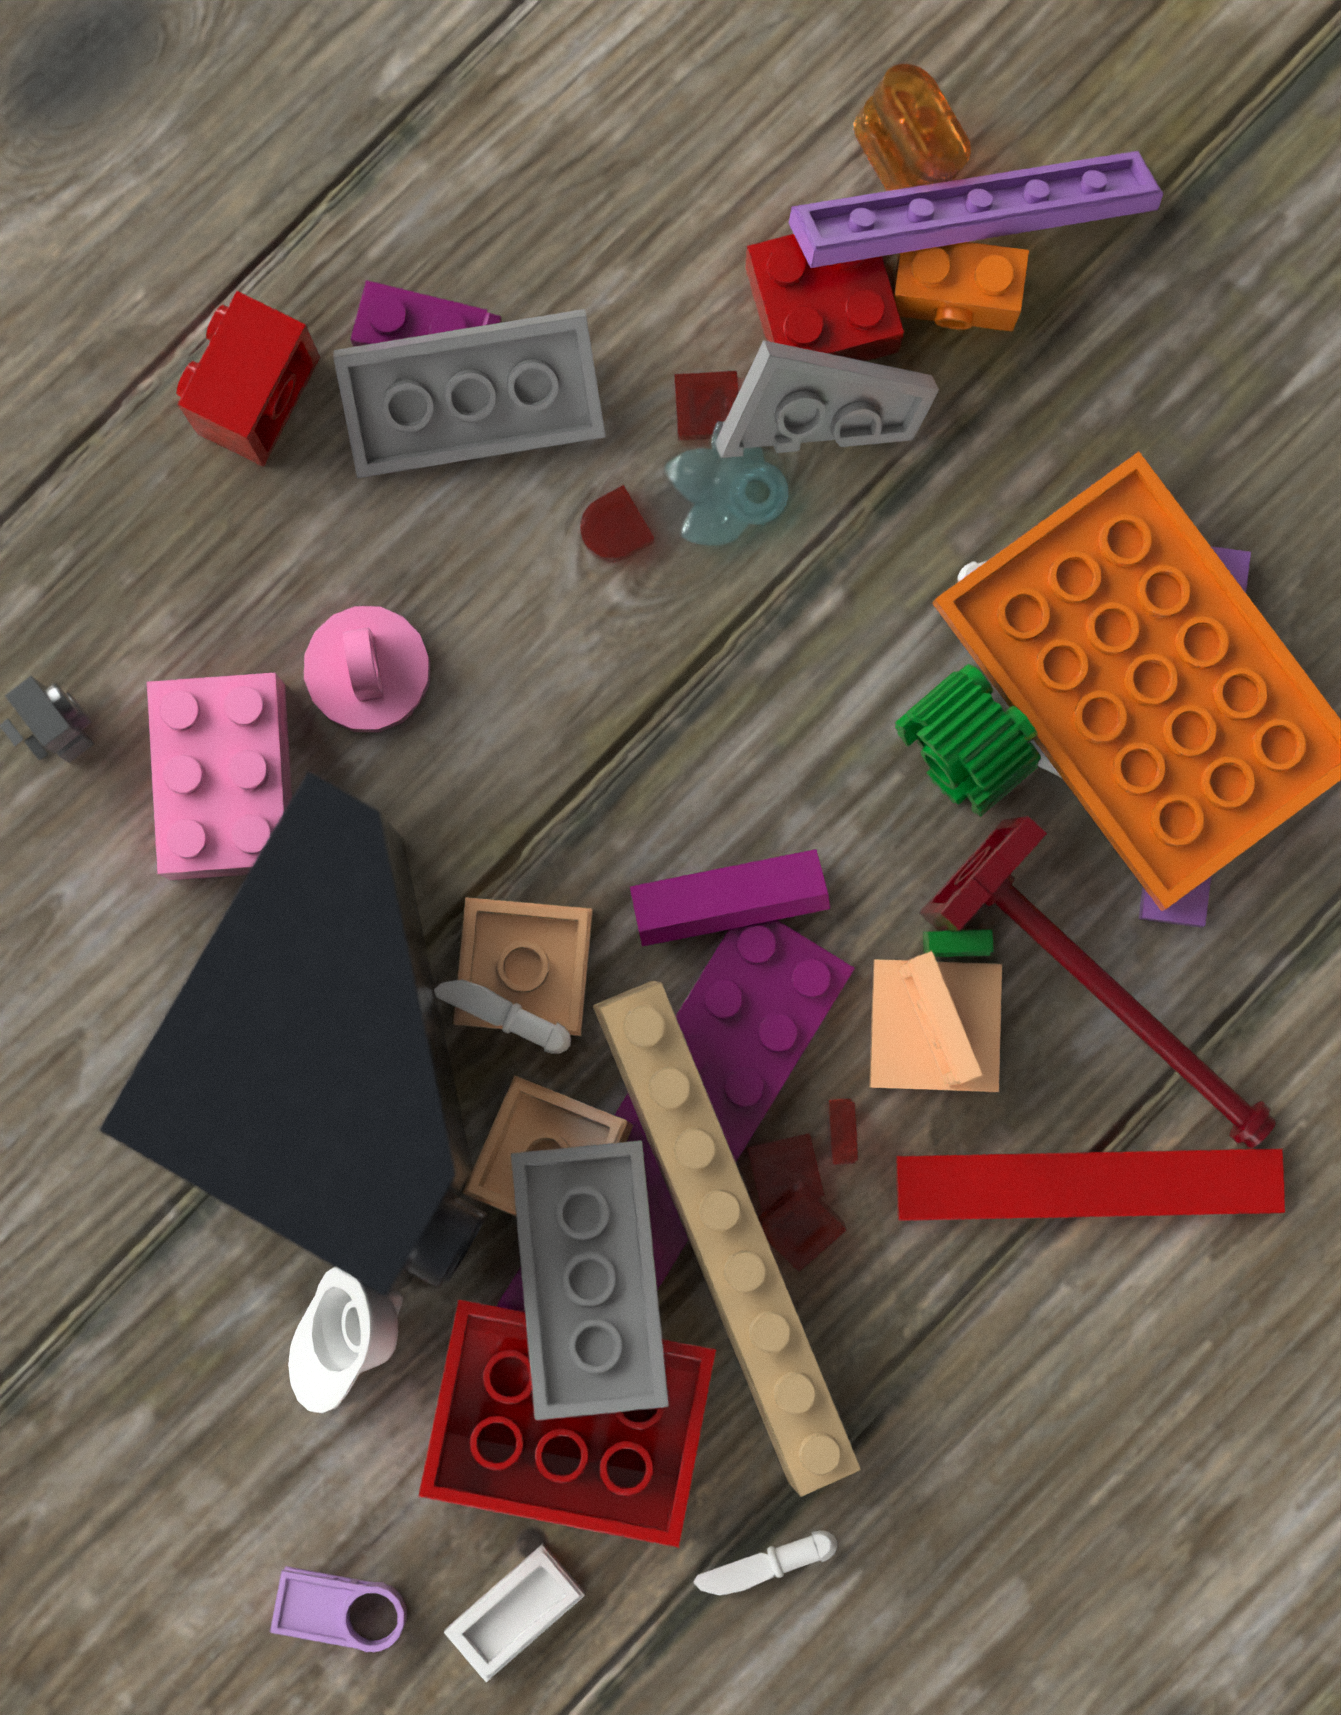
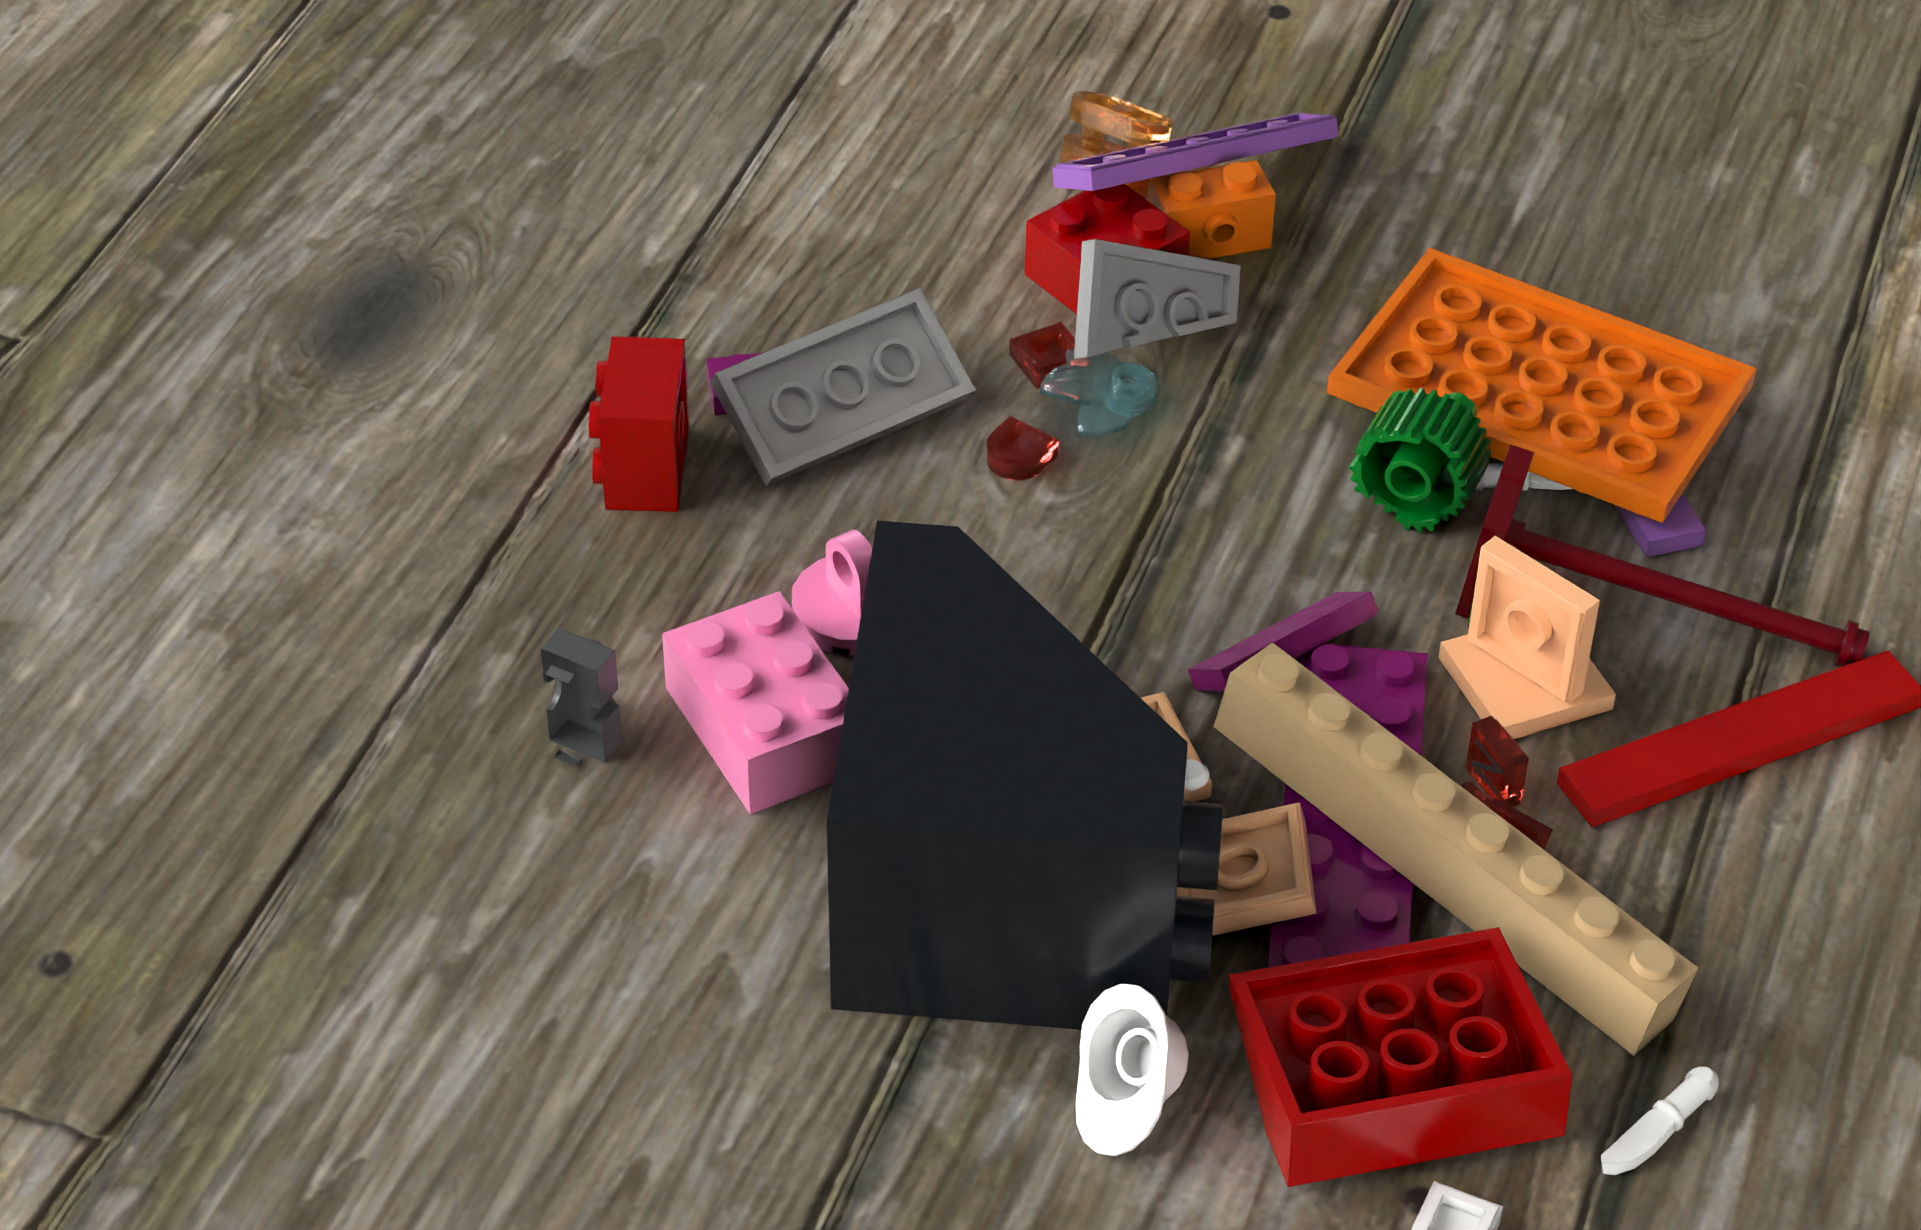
camera: 25 degrees left, 40 degrees down
(589, 1280) = (1349, 901): light grey plate -> none

